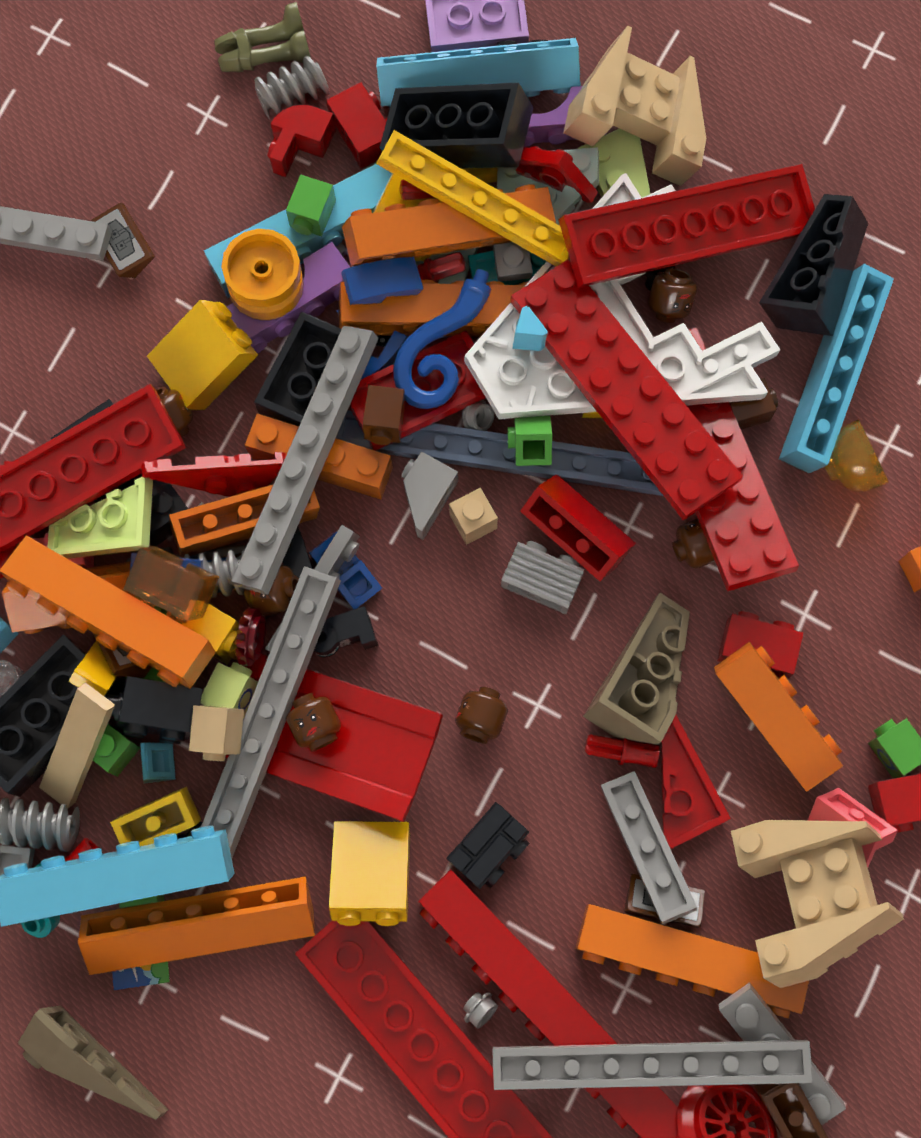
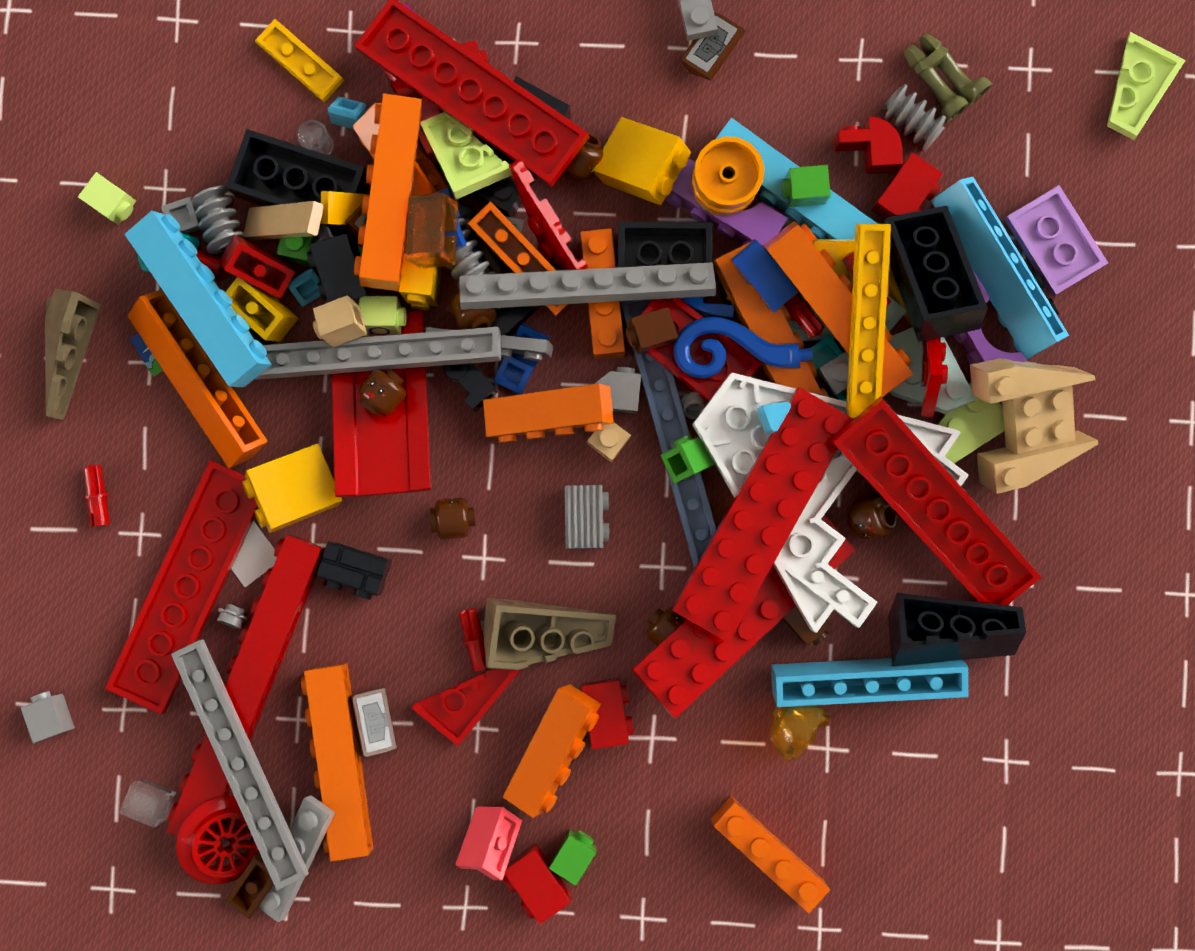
camera: 65 degrees right, 10 degrees up
(109, 800) = (257, 266): none -> red brick
(250, 637) = (427, 311): dark red gear -> none
(272, 1106) = (96, 496): none -> red axle
(417, 560) = (548, 412): none -> orange brick
(424, 956) = (254, 556): none -> white sticker
(577, 527) = (636, 527): red brick -> none
(648, 848) = (405, 692): light grey plate -> none
(826, 892) = (424, 844): tan wedge -> none

